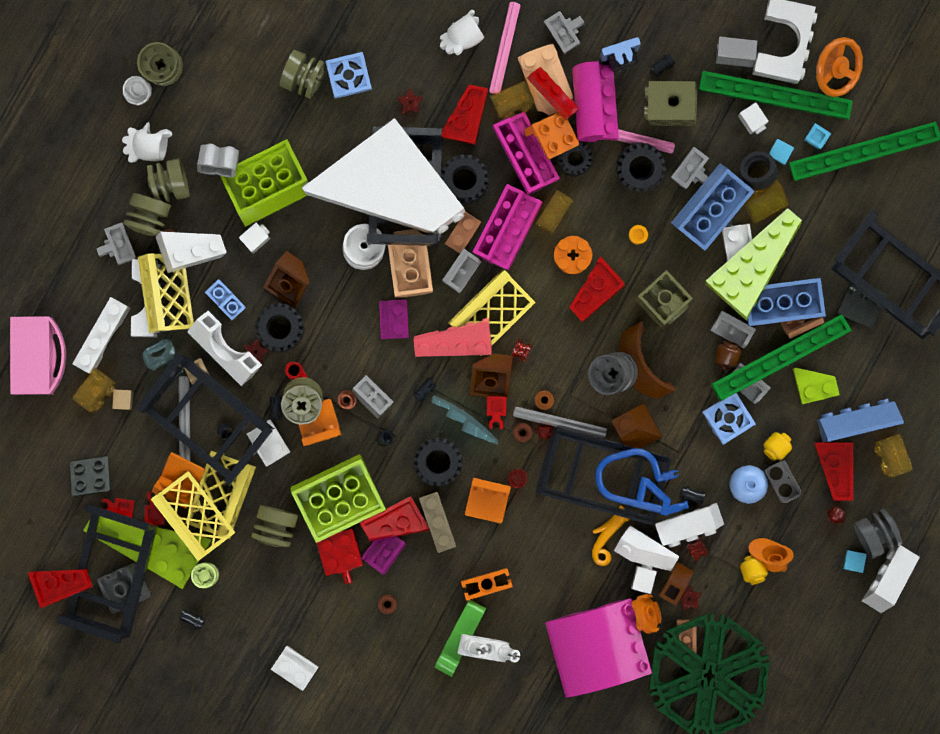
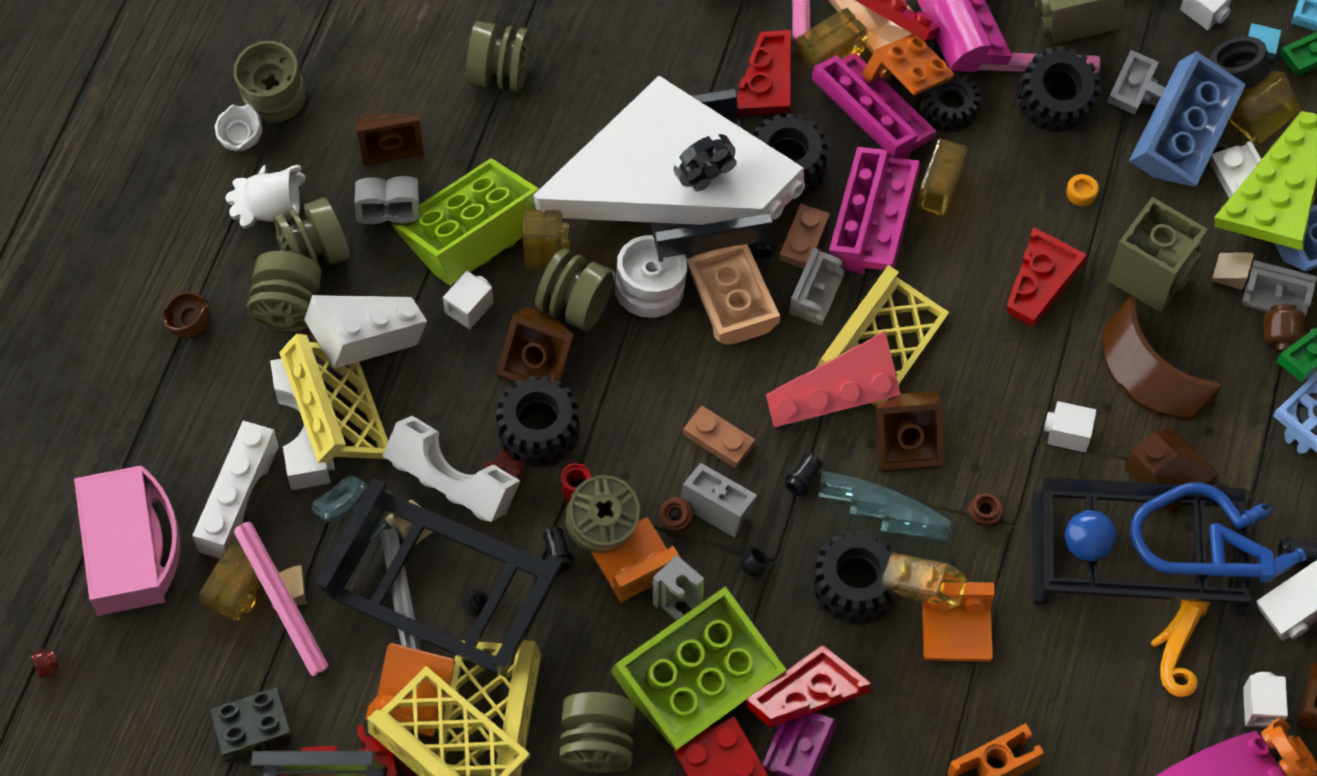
camera: 15 degrees left, 25 degrees down
(88, 215) = (187, 315): none -> reddish brown hair
(116, 410) = (281, 598): none -> bright pink axle
(117, 244) = (240, 352): light grey hinge -> none
(222, 114) = (389, 137): none -> reddish brown slope
(225, 299) = (436, 402): light blue slope -> none
(272, 448) = (561, 615): white plate -> none
(306, 211) = (543, 237): none -> clear yellow brick
(316, 248) = (575, 289): none -> olive wheel
(332, 449) = (677, 584): none -> light grey hinge
(349, 76) = (572, 50): light blue piece -> none
(382, 355) = (719, 437): none -> nougat plate
(393, 319) = (724, 380): magenta plate -> none
(400, 200) = (705, 161): none -> black plate
(410, 97) = (682, 70): clear red plate -> none
(437, 522) = (891, 686): dark tan brick -> none
(469, 482) = (924, 580): none -> clear yellow brick
(496, 407) = (932, 479): red plate -> none
(517, 478) = (1002, 574): clear red wheel -> none
(521, 350) = (948, 383): clear red wheel -> none
(539, 404) = (1003, 460): dark orange plate -> none
(544, 431) = (1022, 500): clear red plate -> none
(560, 422) = (1020, 480): light grey axle -> none
(565, 263) = (991, 219): orange plate -> none
(572, 469) = (1090, 535): none -> blue hair
(583, 392) = (1070, 426): none -> white brick
(603, 375) = (1093, 376): dark grey wheel -> none
(644, 550) = (1256, 648): white slope -> none
(711, 307) = (1233, 269): none -> tan slope

